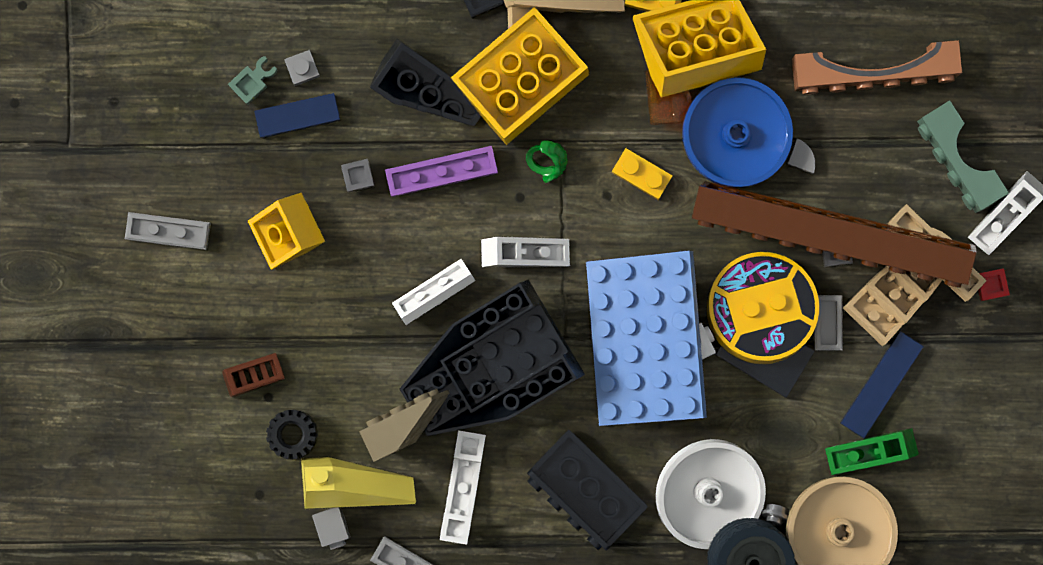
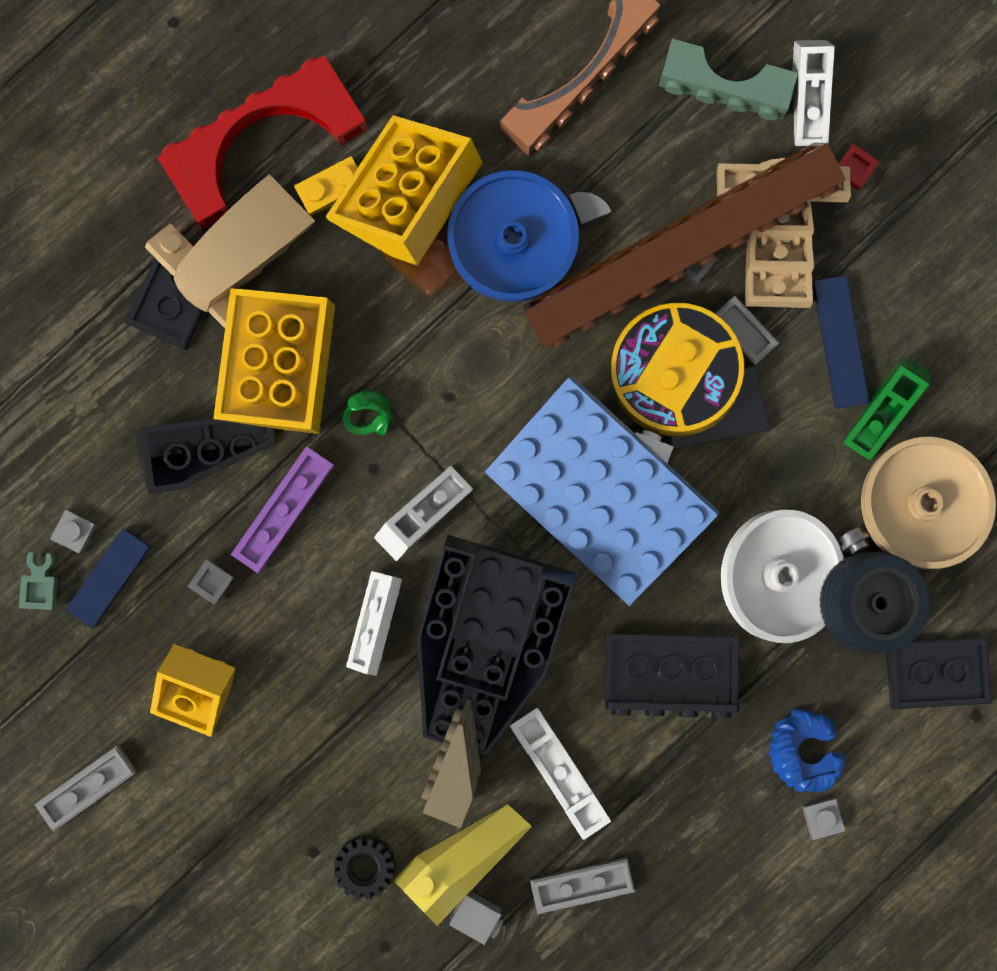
camera: 45 degrees left, 0 degrees up
(239, 369) = (267, 871): copper slope -> none
(641, 174) = (462, 349): yellow plate -> none

